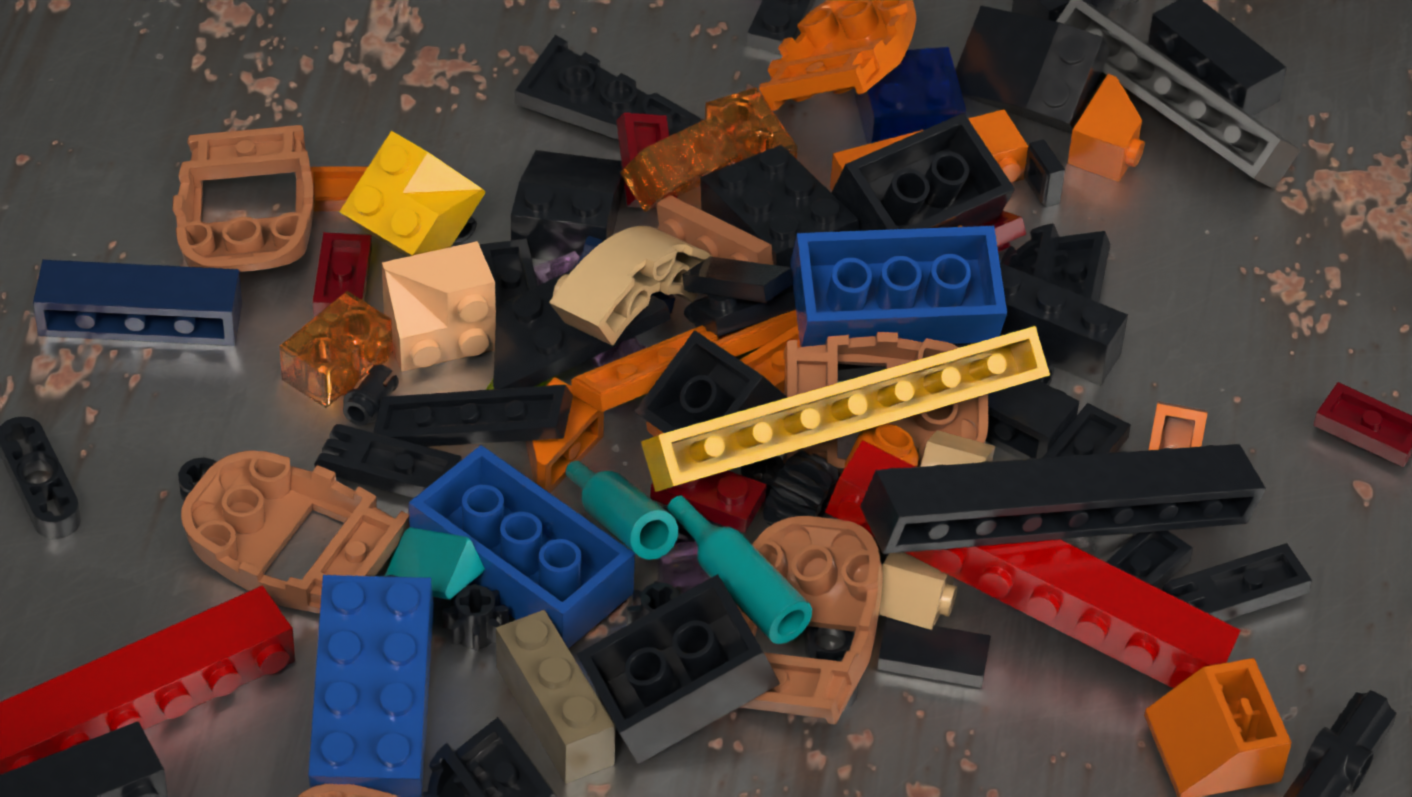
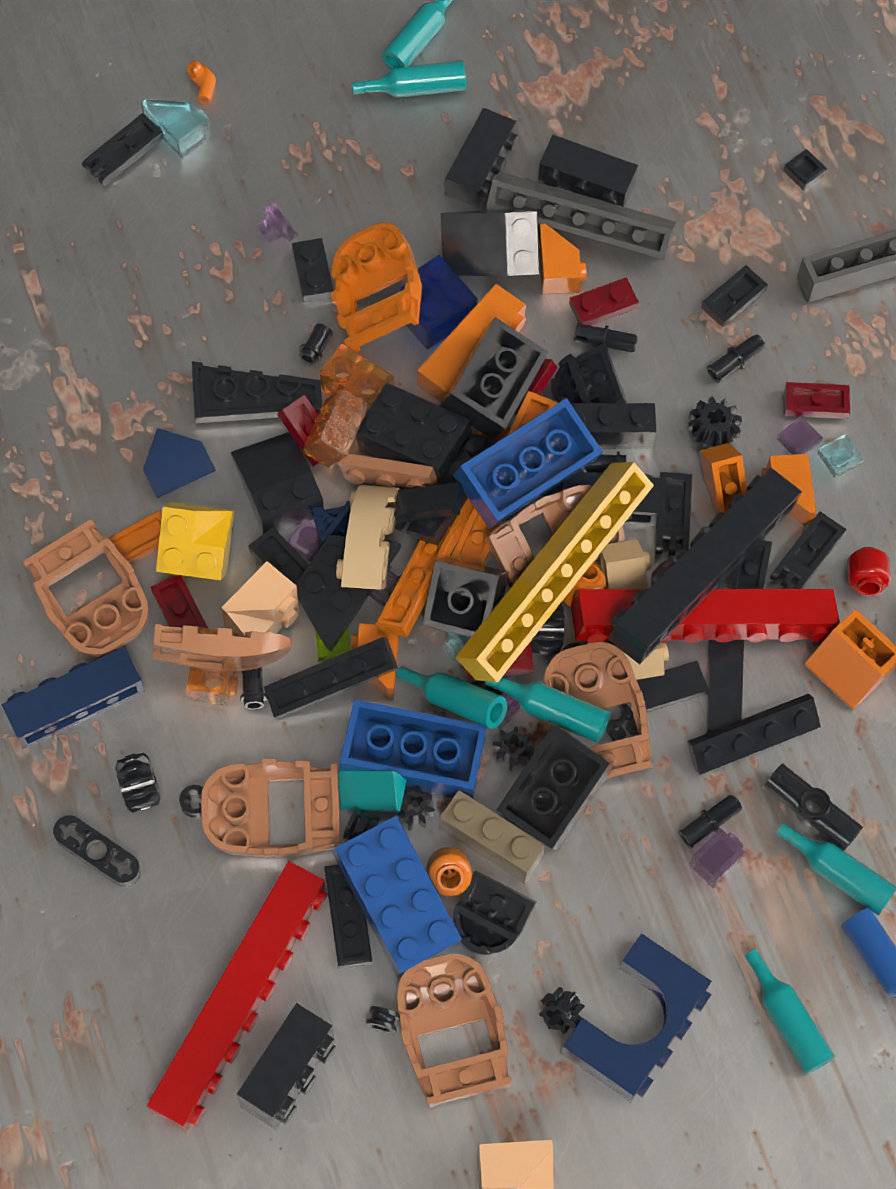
camera: 30 degrees left, 20 degrees up
(142, 418) = (138, 782): none -> black gear
(286, 719) = (348, 921): none -> black tile
(374, 313) = (219, 650): none -> nougat slope
(383, 461) = (295, 729): black hinge -> none
(451, 695) = (458, 872): none -> orange head
(458, 128) = (175, 462): none -> dark blue slope
(726, 84) = (312, 350): none -> black pin
(1011, 687) = (725, 683): none -> black tile
(1012, 755) = (754, 734): none -> black plate
(1044, 173) = (540, 314): black tile -> none
(1120, 234) = (610, 338): none -> black axle
(1143, 202) = (604, 302): none -> dark red plate
(1204, 382) = (706, 414): none -> black gear
(1285, 486) = (797, 471): none -> orange slope
(1286, 331) = (735, 358): none -> black axle
(1313, 643) = (869, 571): none -> red head
(1318, 459) = (799, 437): none -> clear purple tile
(1330, 265) = (734, 296): none -> black plate
(1362, 499) = (840, 456): none -> clear light blue plate

